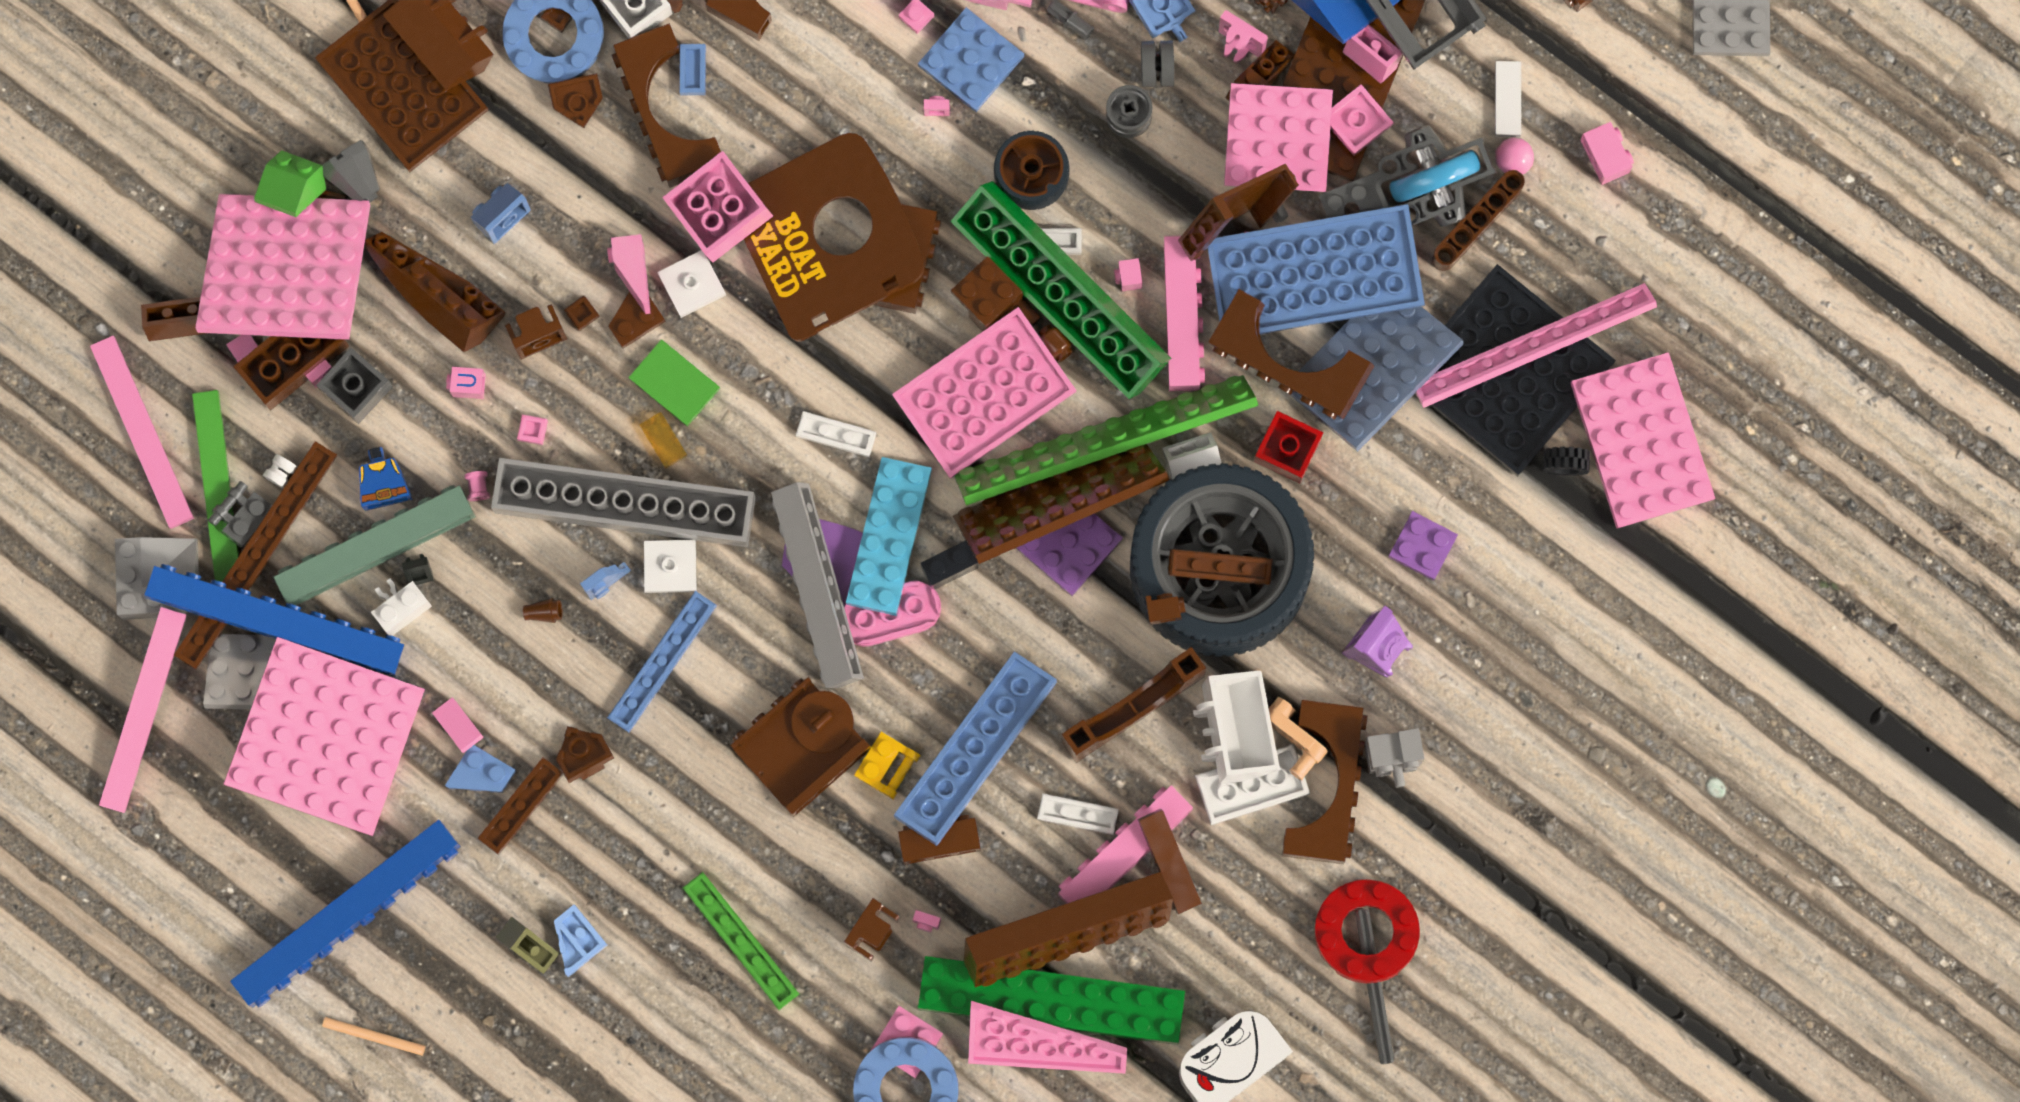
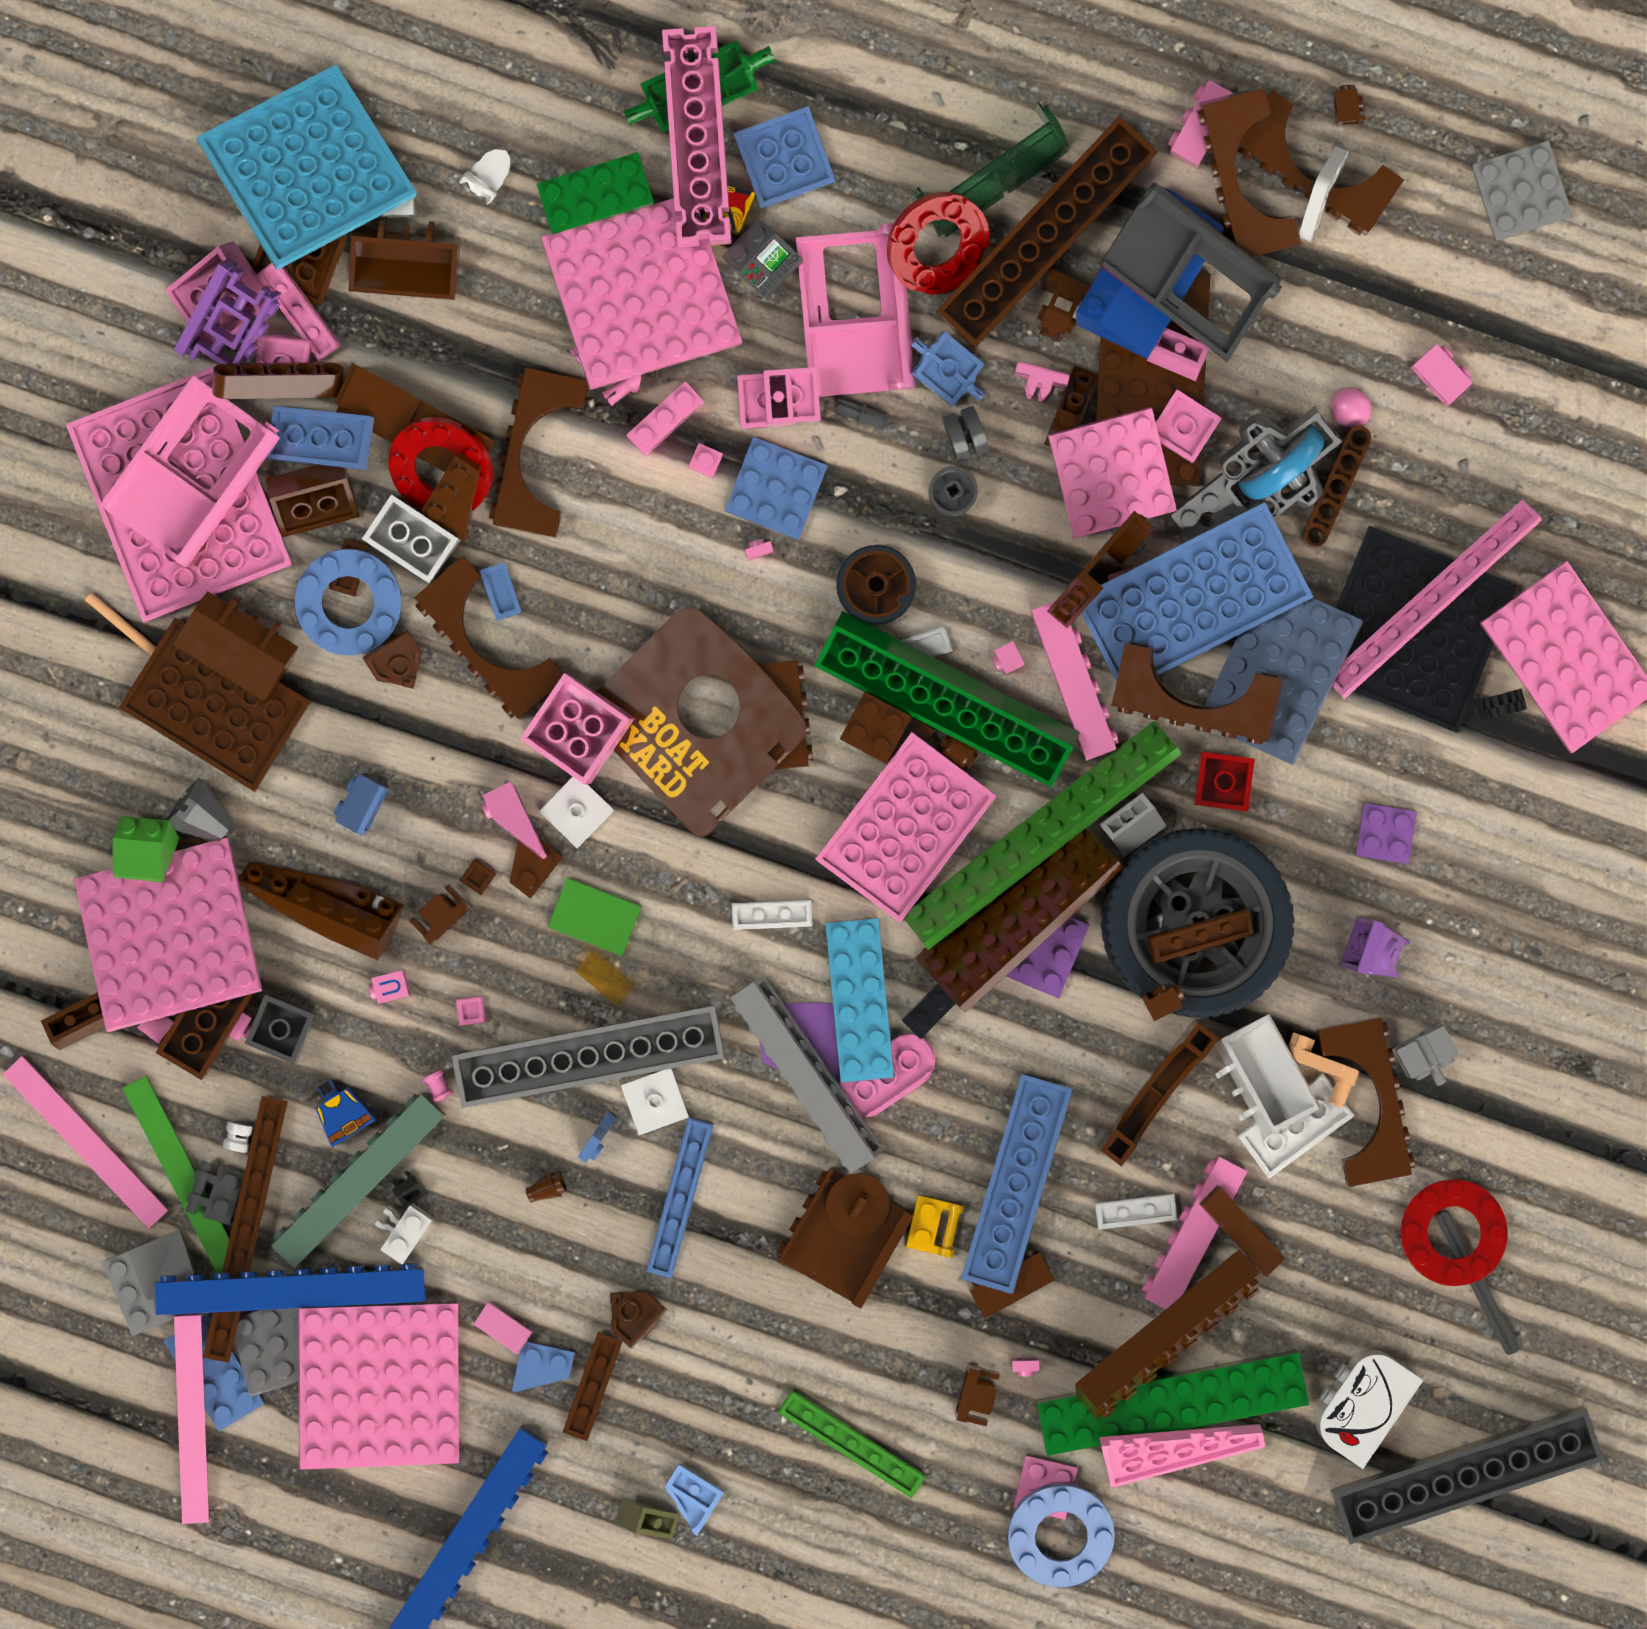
camera: 25 degrees left, 10 degrees up
(183, 693) = (224, 1384): none -> medium blue plate
(1507, 99) = (1325, 350): white tile -> none

